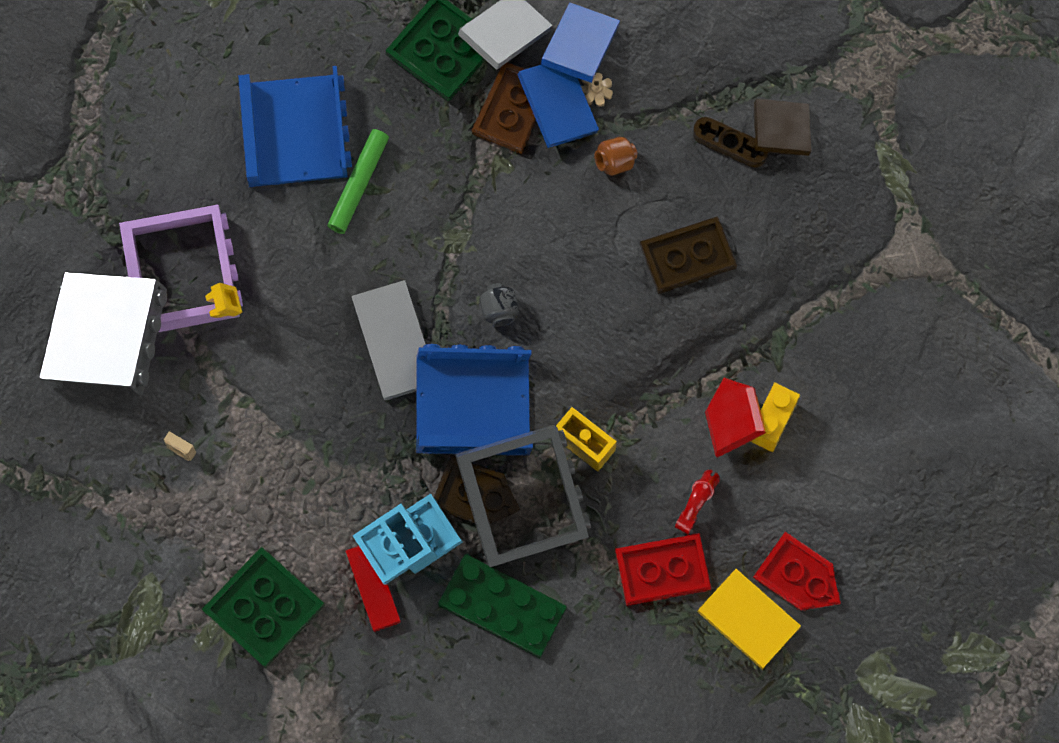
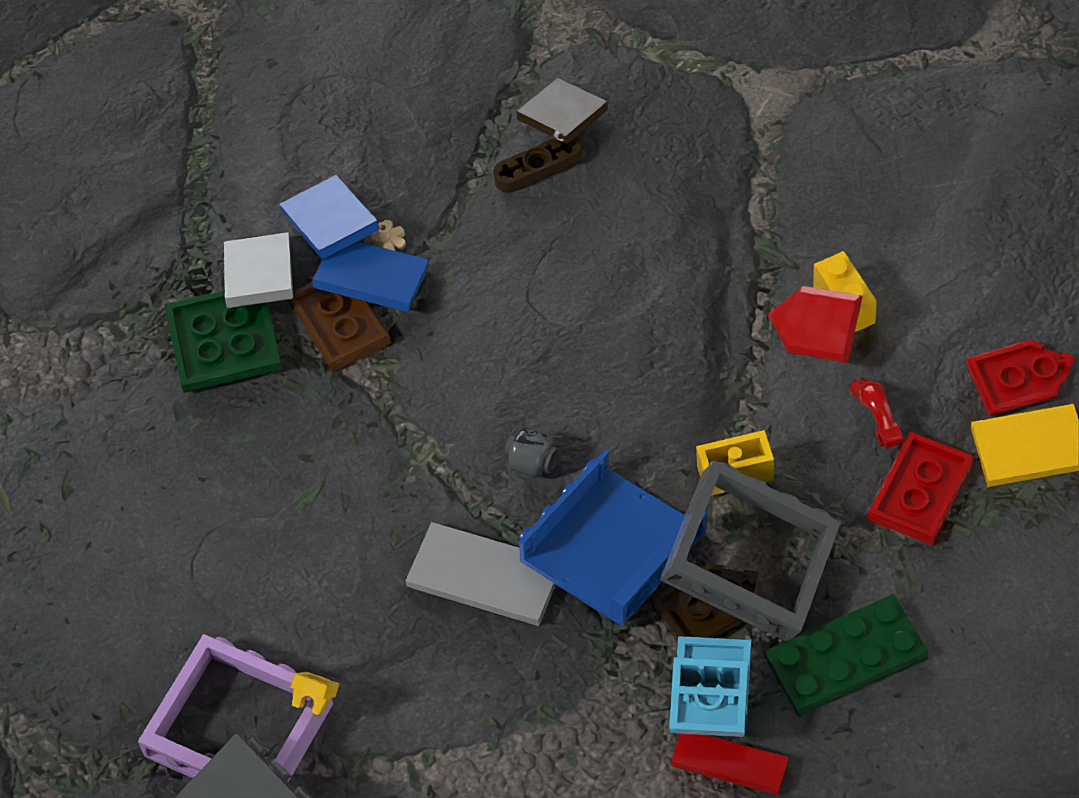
camera: 45 degrees left, 15 degrees down
(294, 129) = (185, 520): blue panel -> none
(358, 181) = (291, 499): bright green piece -> none
(615, 156) = (468, 260): dark orange head -> none
(688, 255) = (618, 267): dark brown tile -> none

